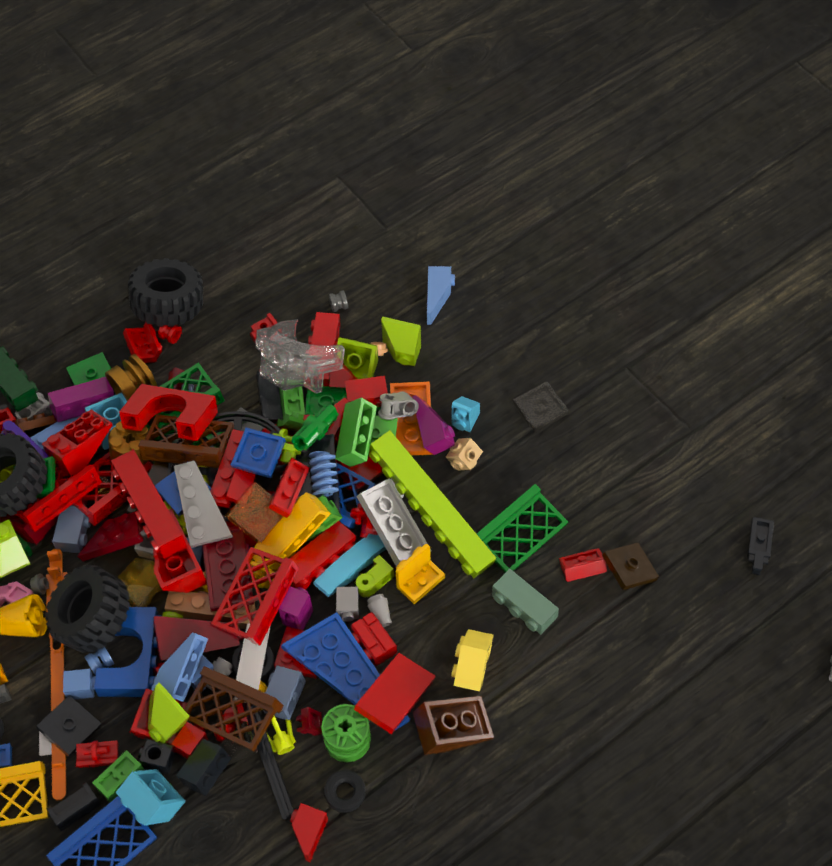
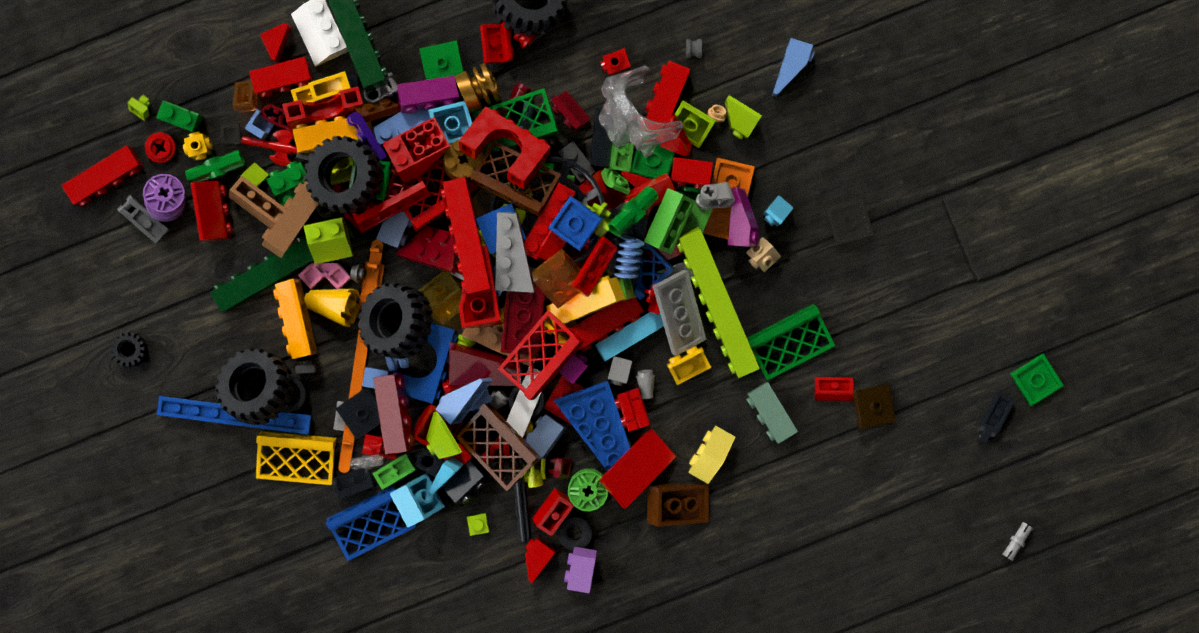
camera: 15 degrees right, 30 degrees up
(83, 773) = (366, 462): none -> clear axle
(104, 704) = (394, 413): none -> brick
(177, 755) = (446, 471): none -> medium azure slope
(229, 381) = (570, 110): none -> dark red bracket
(229, 813) = (478, 524): none -> lime plate
(313, 769) = (553, 512): none -> red brick
(362, 826) = (581, 569): none -> medium lavender brick
(375, 578) = (643, 355): lime leg -> none
(787, 499) = (1036, 379): none -> green tile

